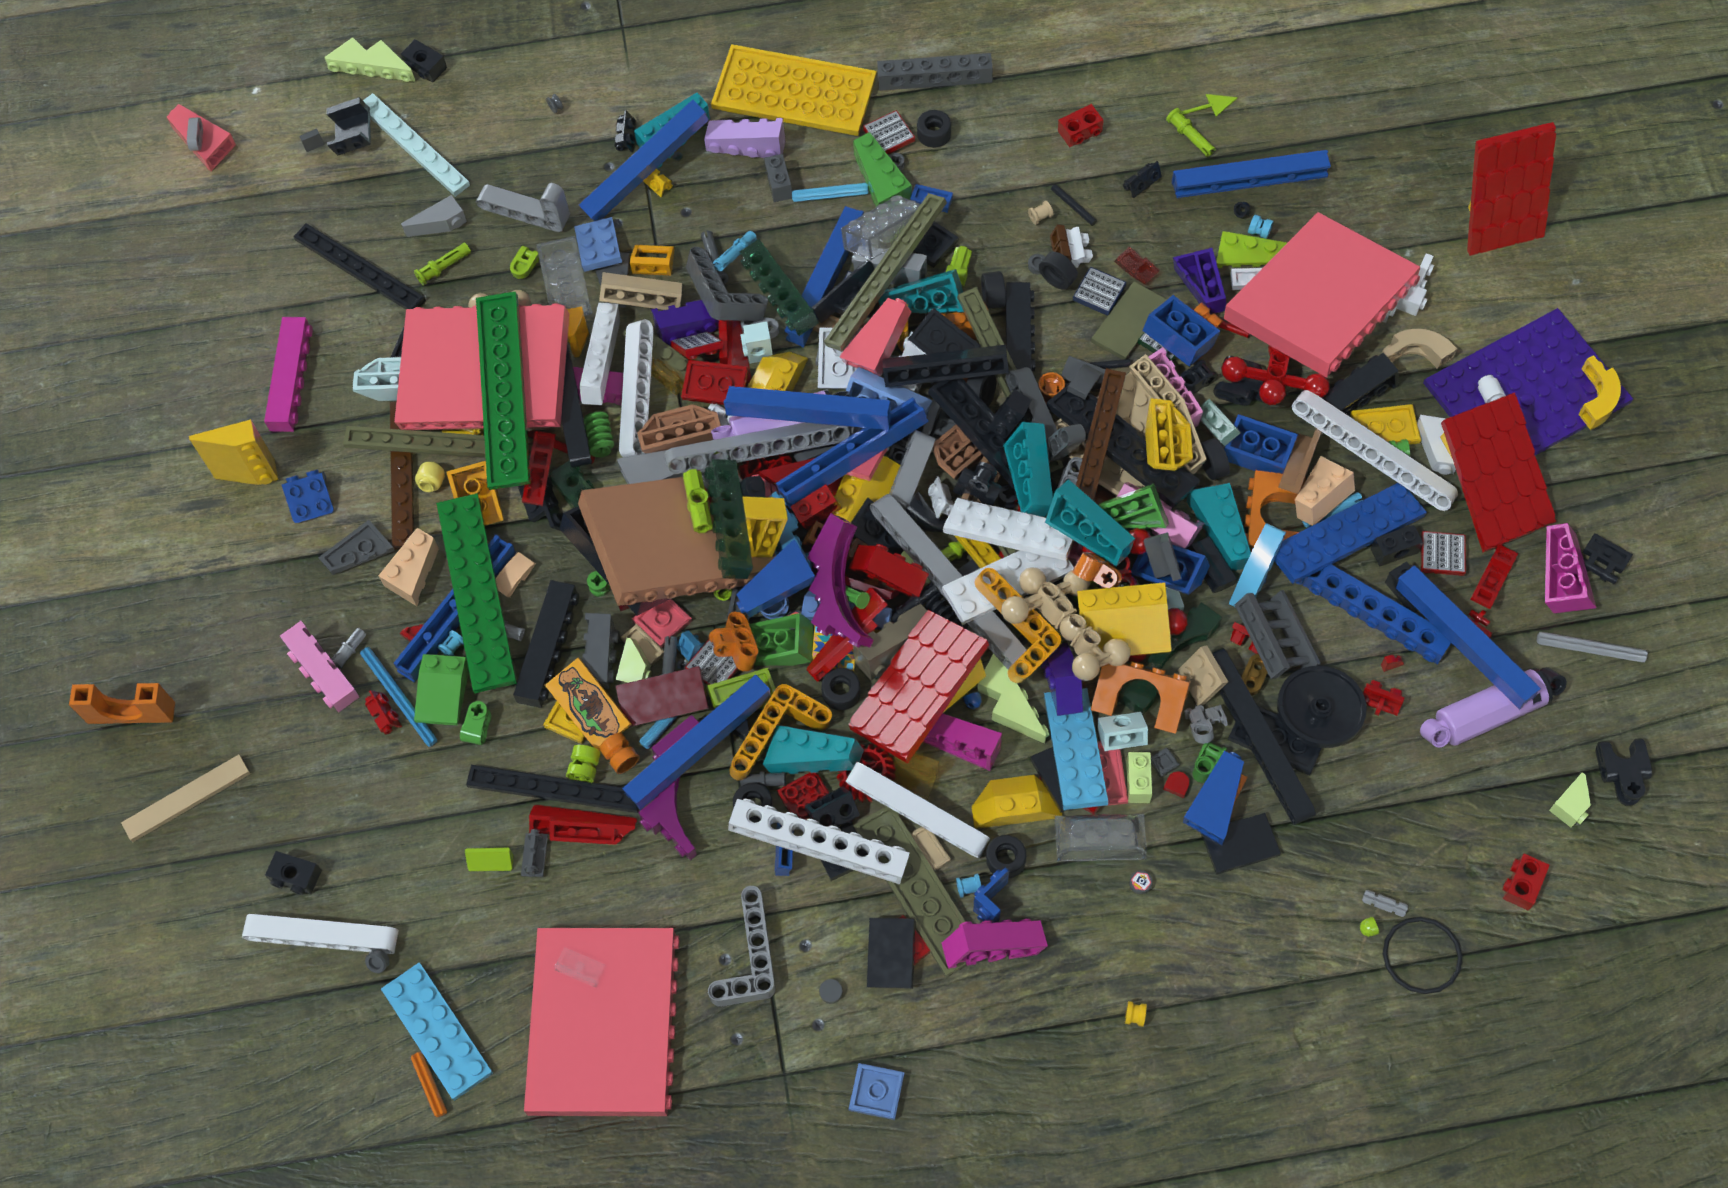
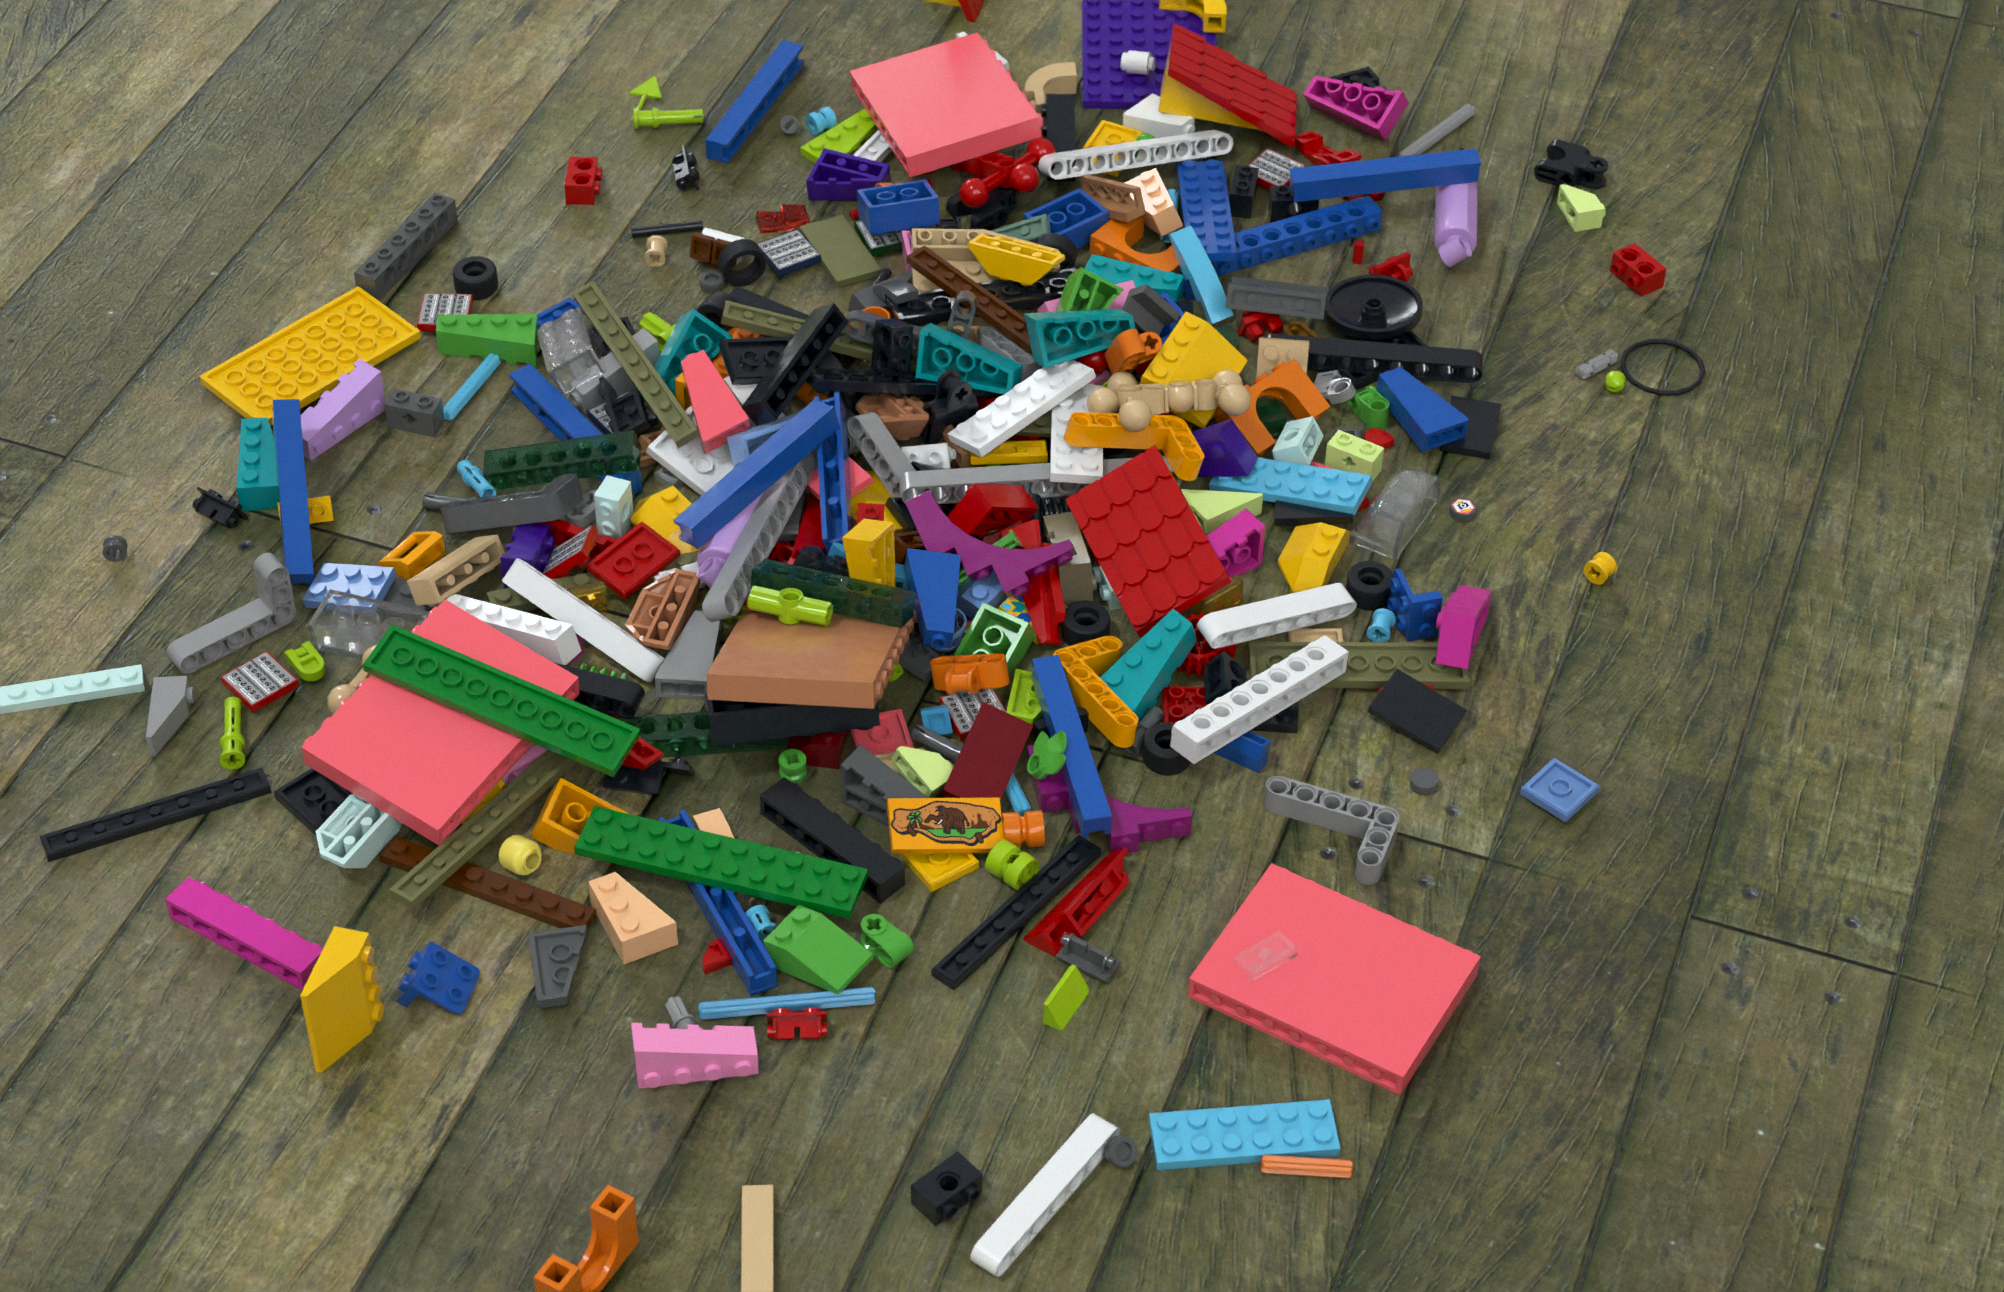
camera: 65 degrees left, 20 degrees down
(491, 249) = (259, 681): none -> tile
(674, 733) = (1047, 755): none -> bright green plate

